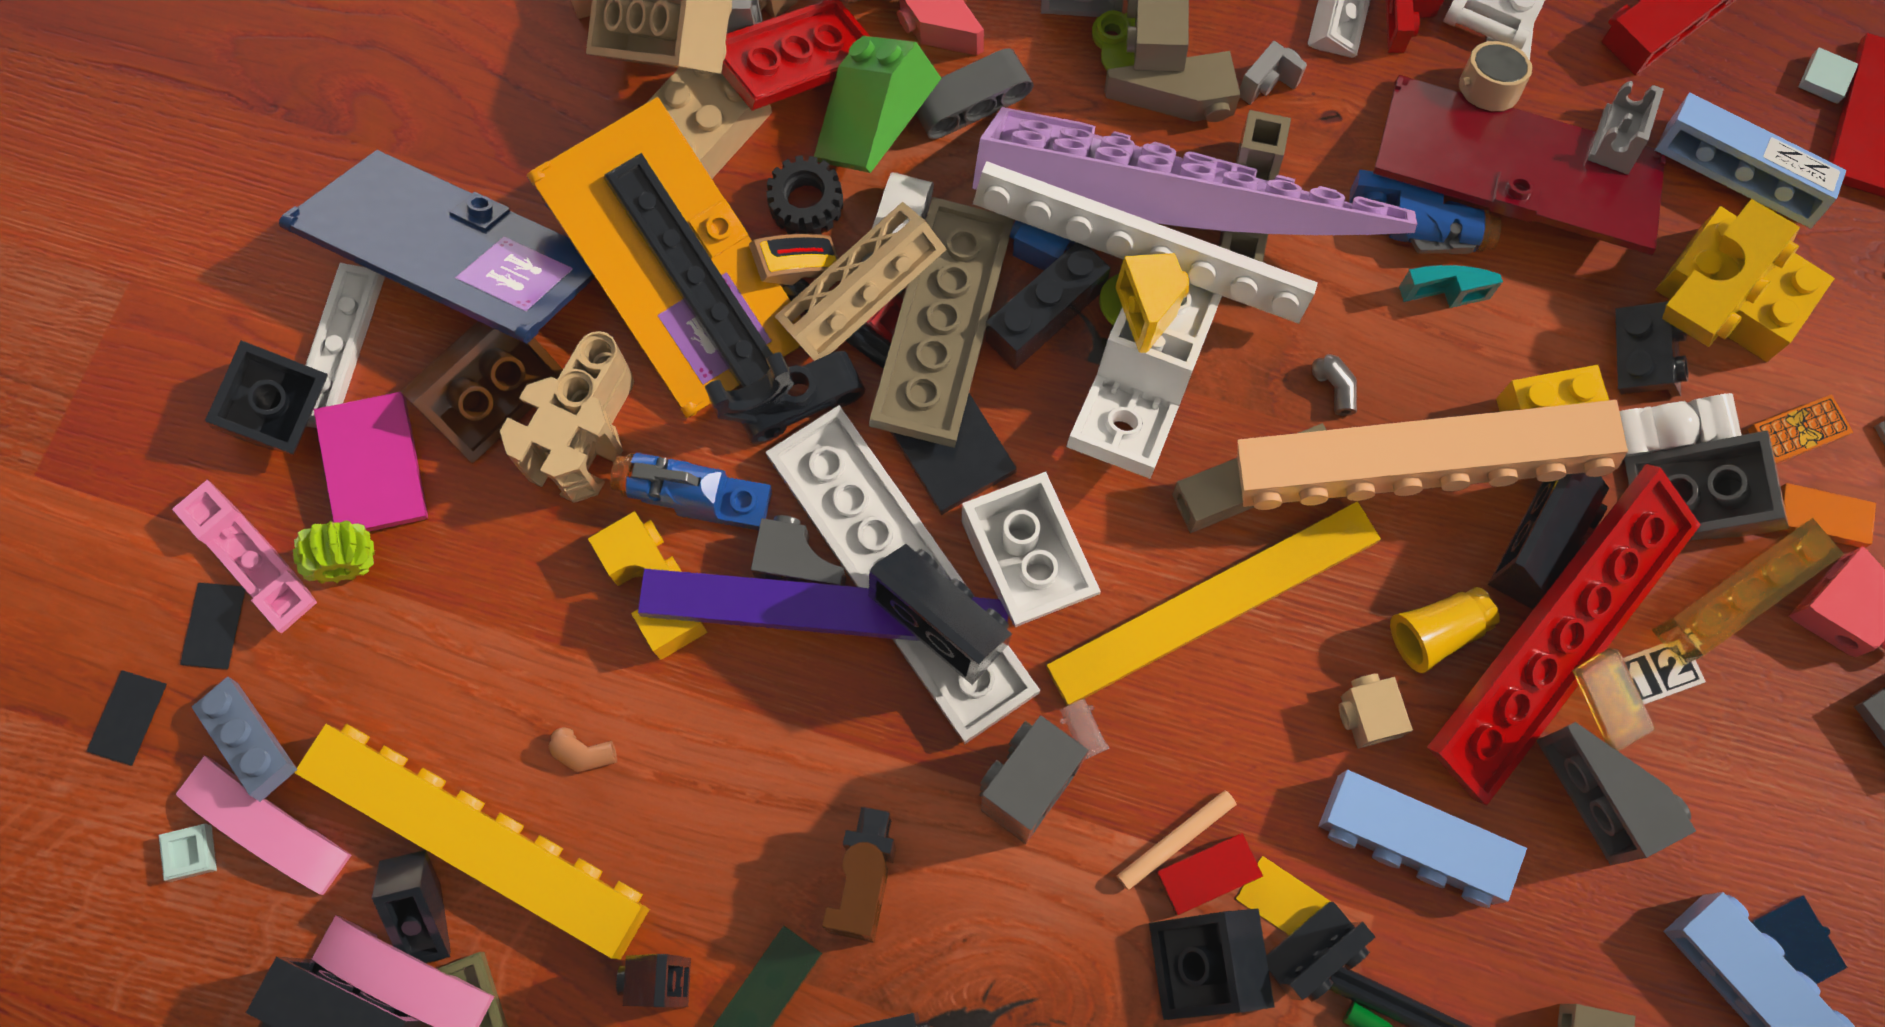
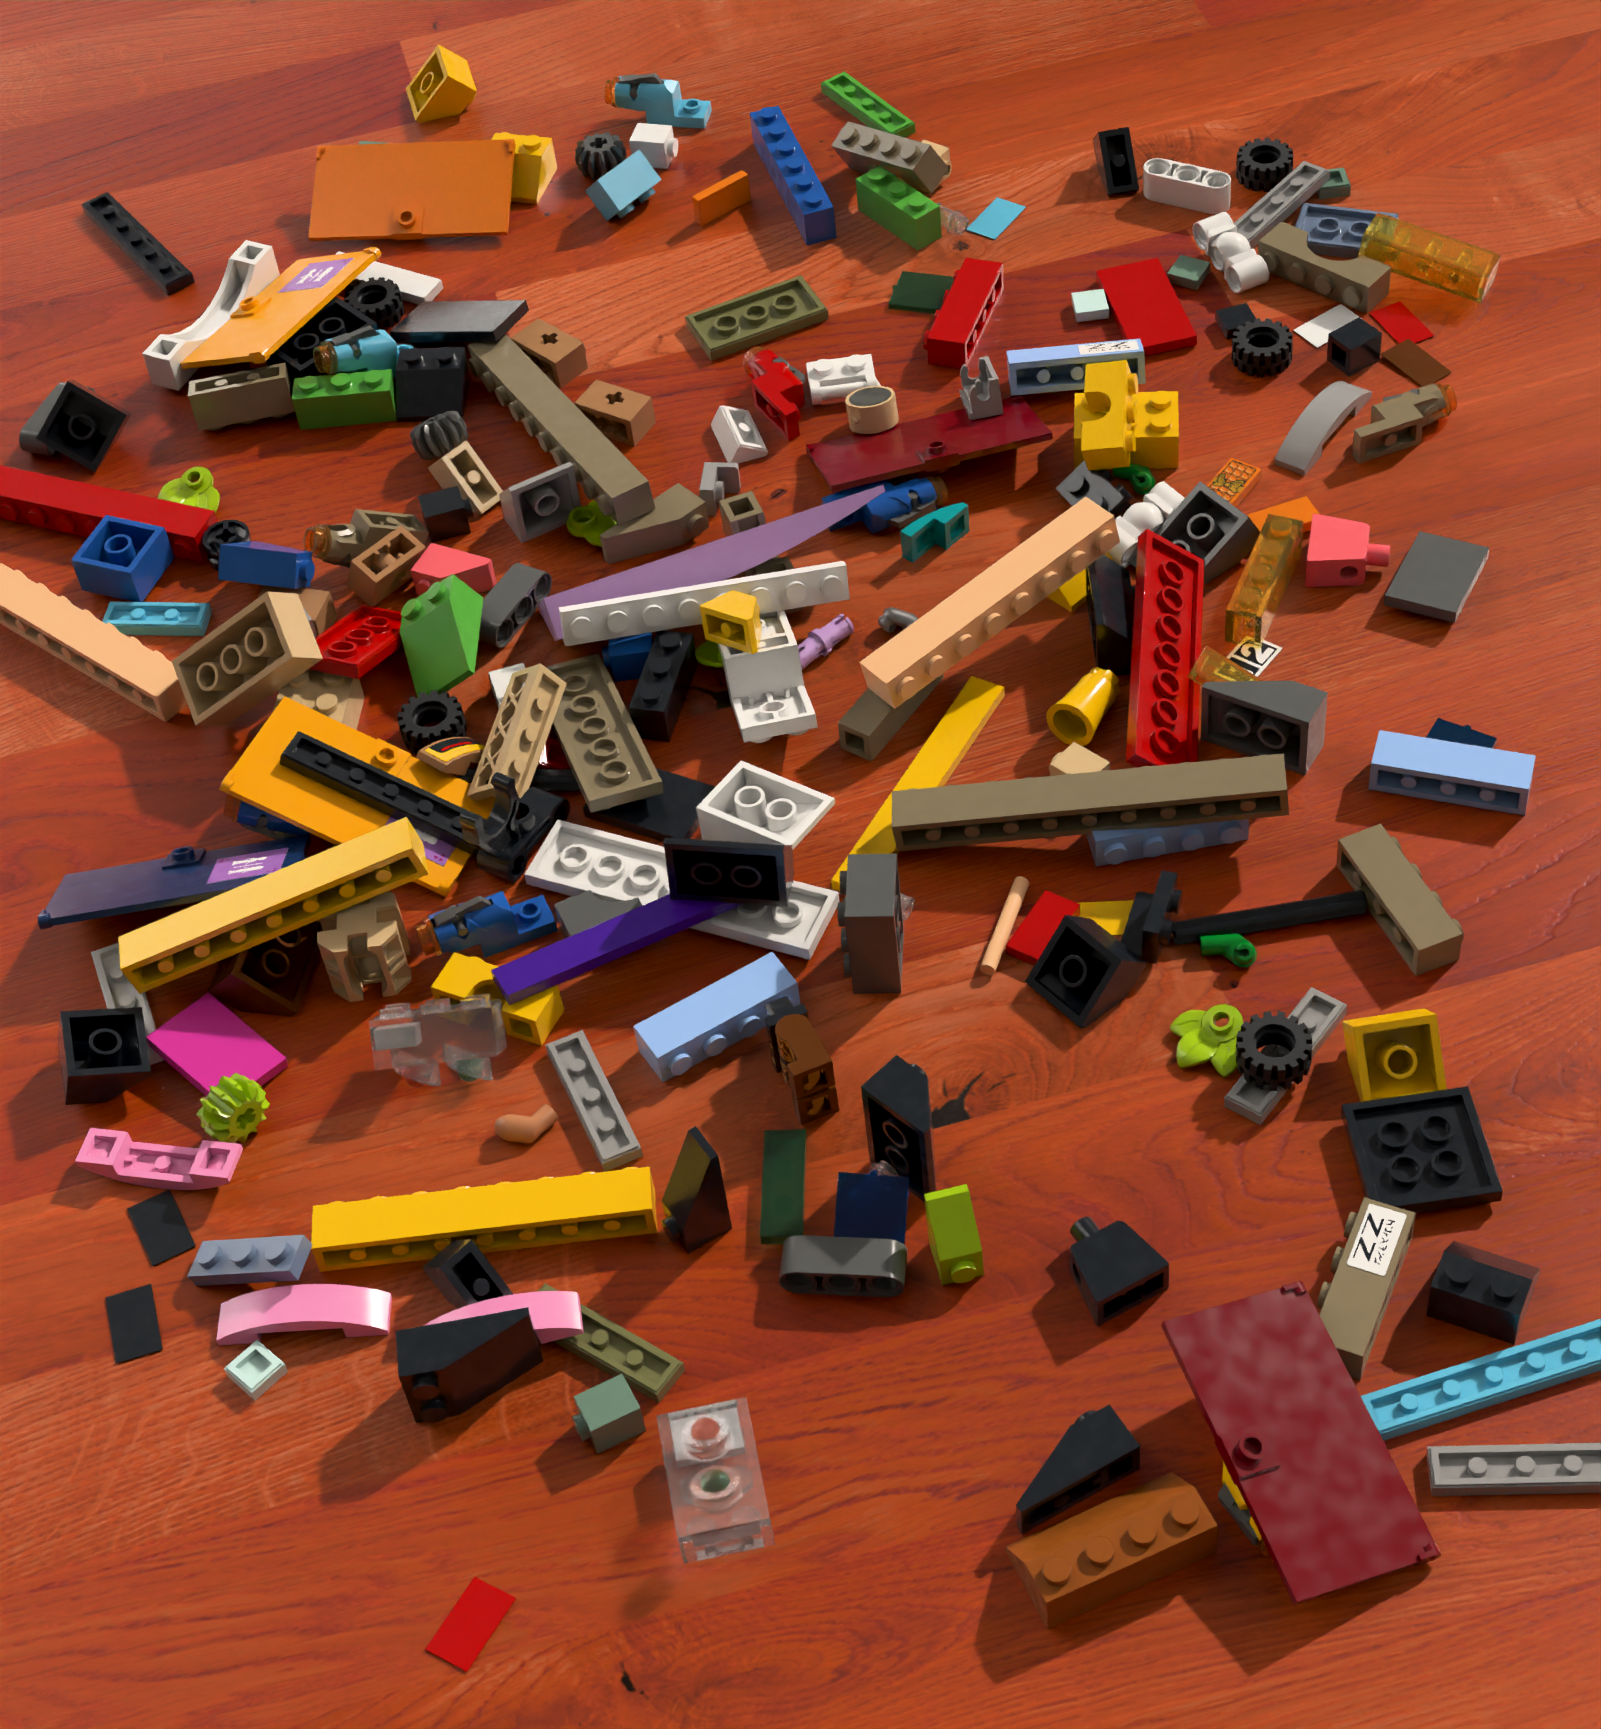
camera: 30 degrees left, 25 degrees down
(489, 360) = (272, 905): none -> yellow brick
(554, 605) = (437, 1033): none -> clear piece
(660, 765) = (594, 1101): none -> light grey tile
(828, 759) = (714, 1017): none -> light blue brick
(1240, 349) = (822, 640): none -> lavender pin
(1360, 784) = (1090, 802): none -> dark tan brick
(1715, 358) = (1138, 475): none -> green arm

